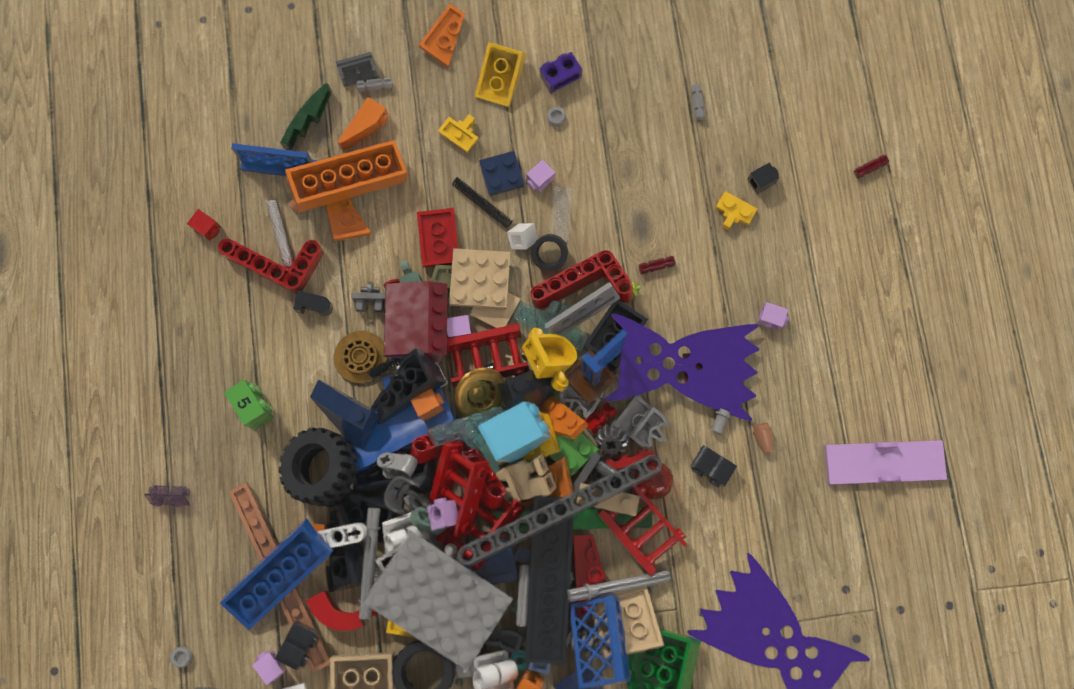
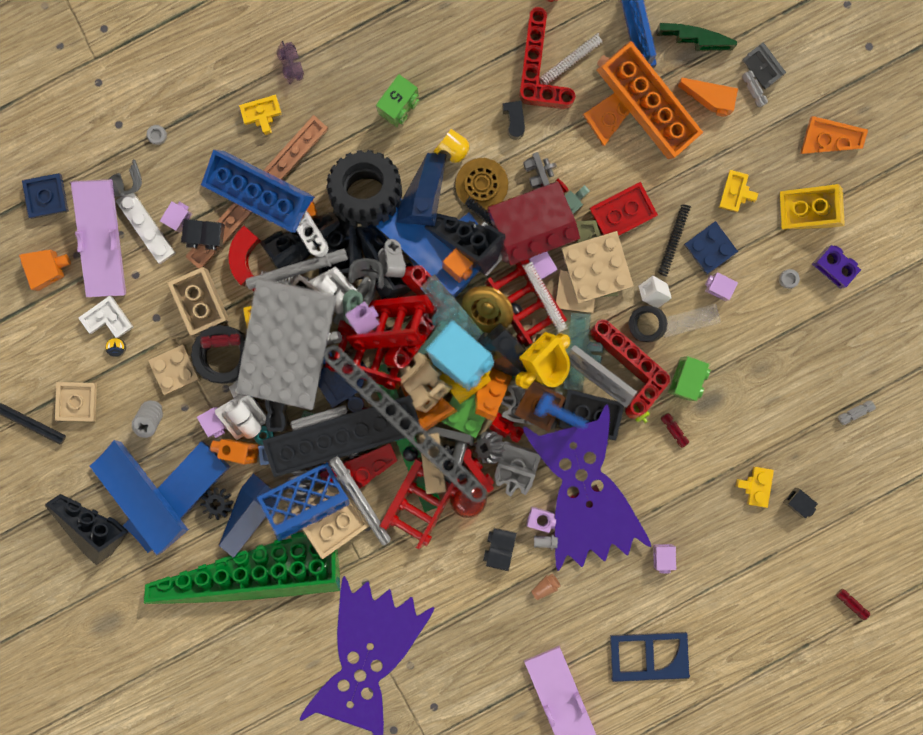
camera: 70 degrees right, 10 degrees up
(204, 542) = (261, 112): none -> yellow hinge
(313, 366) = (455, 145): none -> yellow helmet
(409, 666) = (220, 340): none -> dark red axle
(489, 335) = (545, 299): none -> white piece
(593, 517) = (409, 455): none -> black hinge
(614, 233) = (689, 378): none -> bright green brick
(690, 421) = (535, 513): none -> lavender brick
(881, 344) = (676, 669): none -> dark blue window

